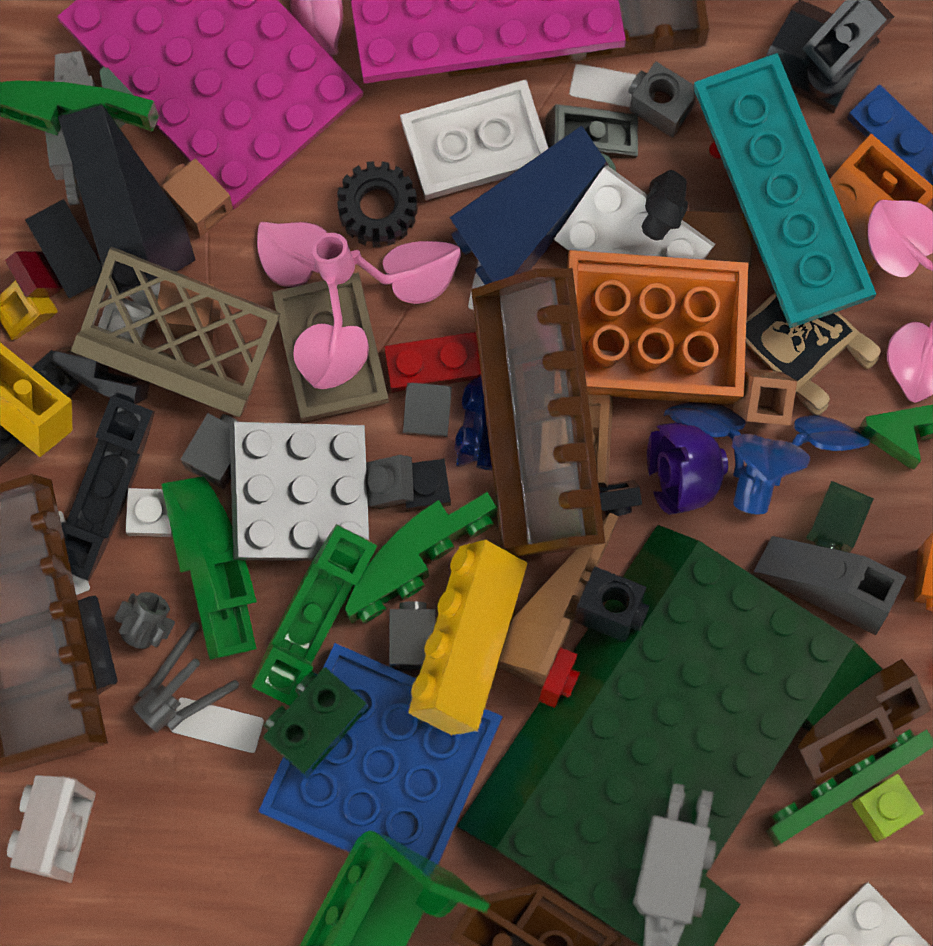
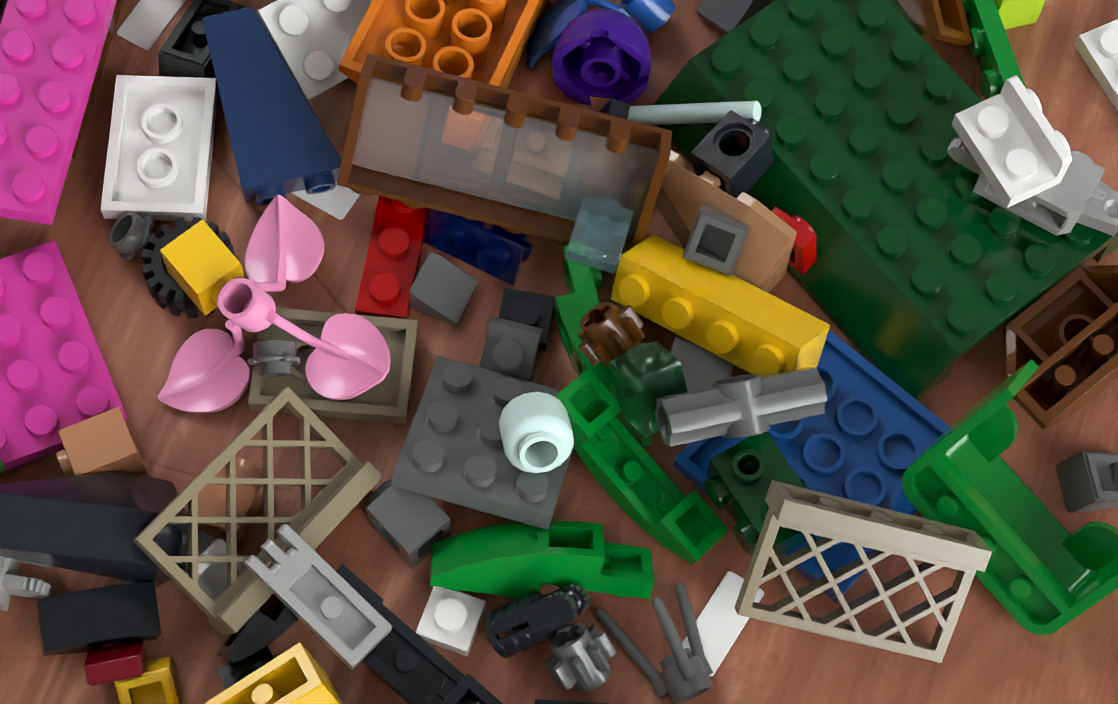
camera: 75 degrees left, 10 degrees down
(114, 402) = (320, 598): none -> light grey hinge
(161, 573) = (544, 618): none -> black hinge
(299, 520) = (536, 432): none -> light aqua head
(300, 817) = (868, 527): none -> fence
(310, 297) = (274, 357): none -> dark grey plate
(363, 213) = (201, 265): none -> yellow brick
(366, 599) = (643, 377): none -> clear green brick
(369, 675) = (740, 406): none -> dark grey piece
(389, 147) = (131, 234): none -> dark grey plate
(407, 553) = (609, 332): none -> reddish brown gear
(503, 516) = (599, 233): none -> clear light blue bracket
(526, 612) = (716, 239): none -> dark grey slope
(652, 558) = (693, 112): none -> light aqua bar
(678, 832) = (1014, 143): none -> white bracket

